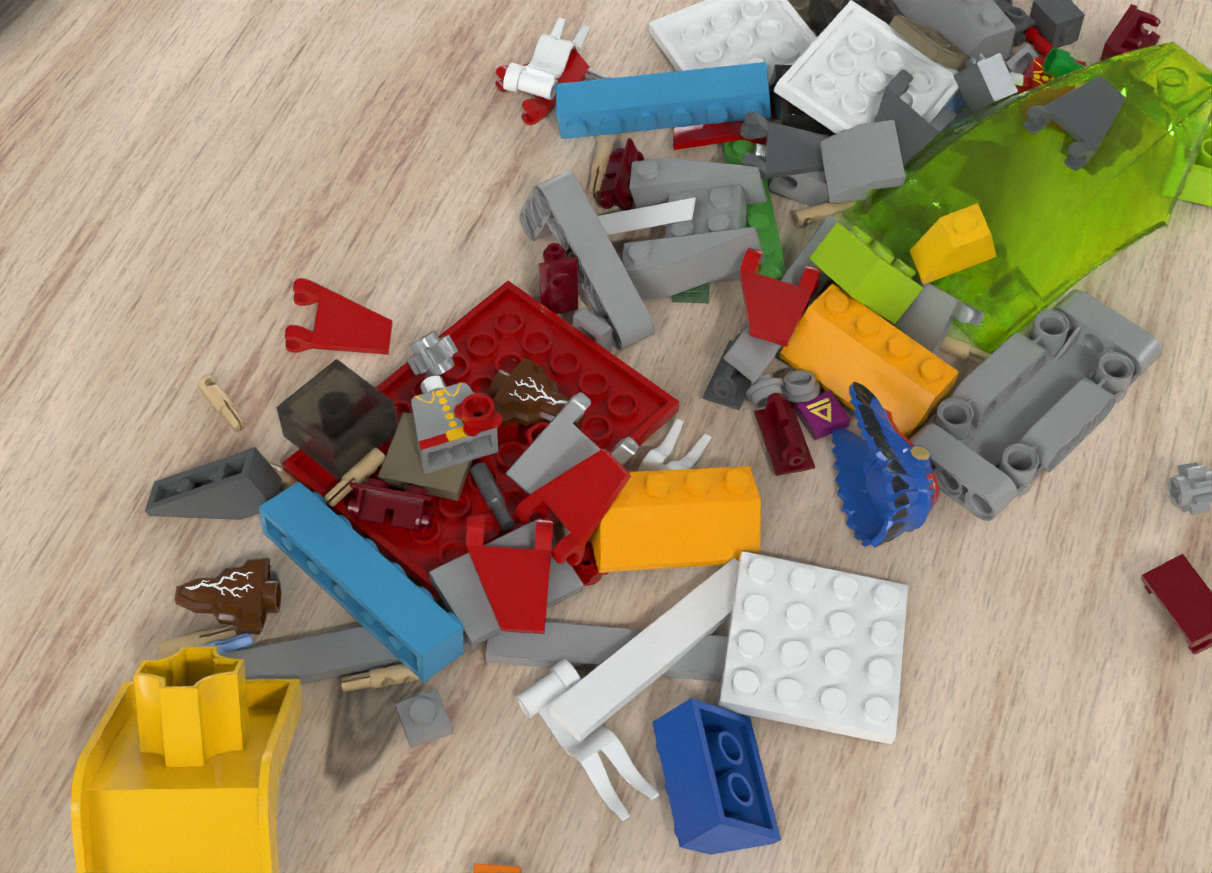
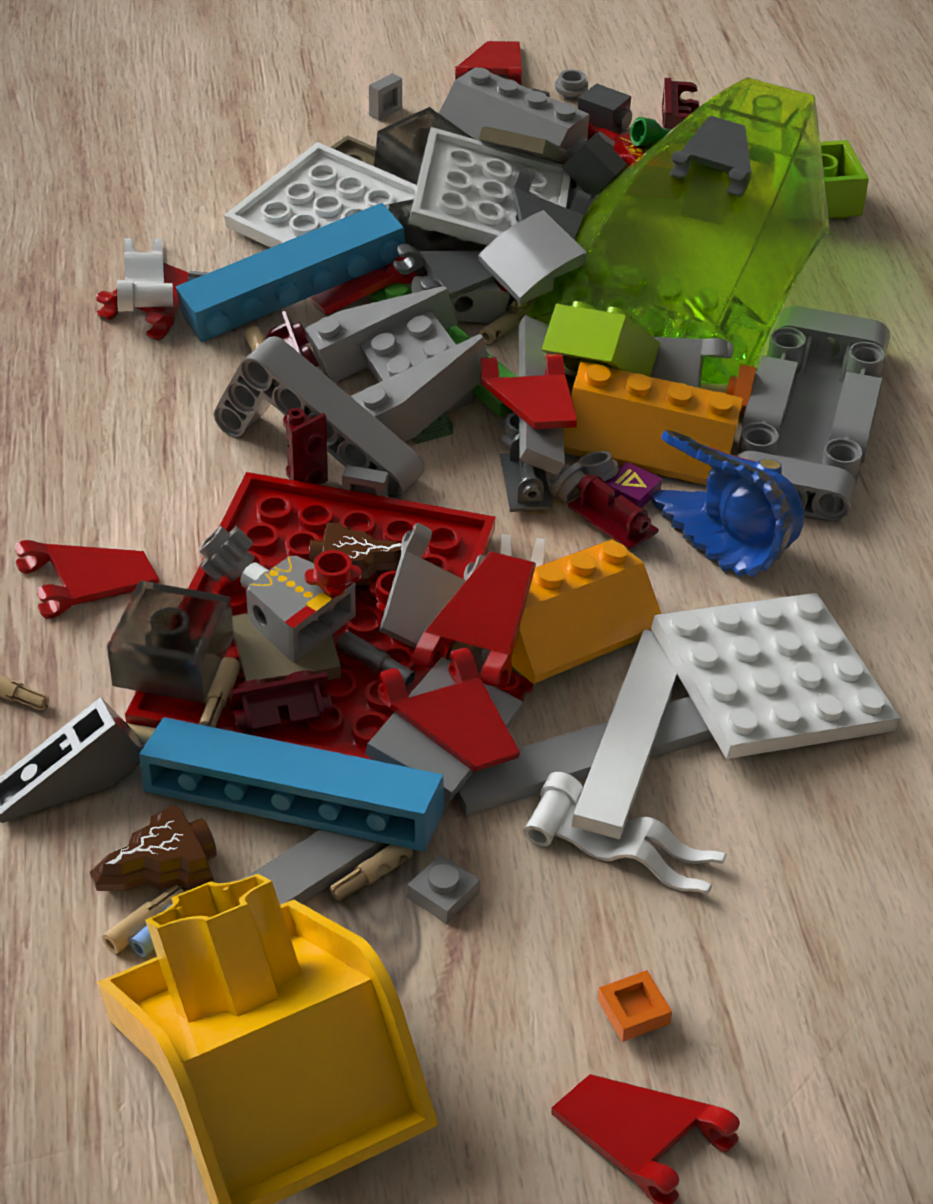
camera: 30 degrees left, 10 degrees down
(648, 216) = (351, 371): white sticker -> none
(714, 779) = (766, 819): blue slope -> none
(953, 244) = (673, 290): yellow slope -> none
(974, 356) = (742, 385): none -> orange plate

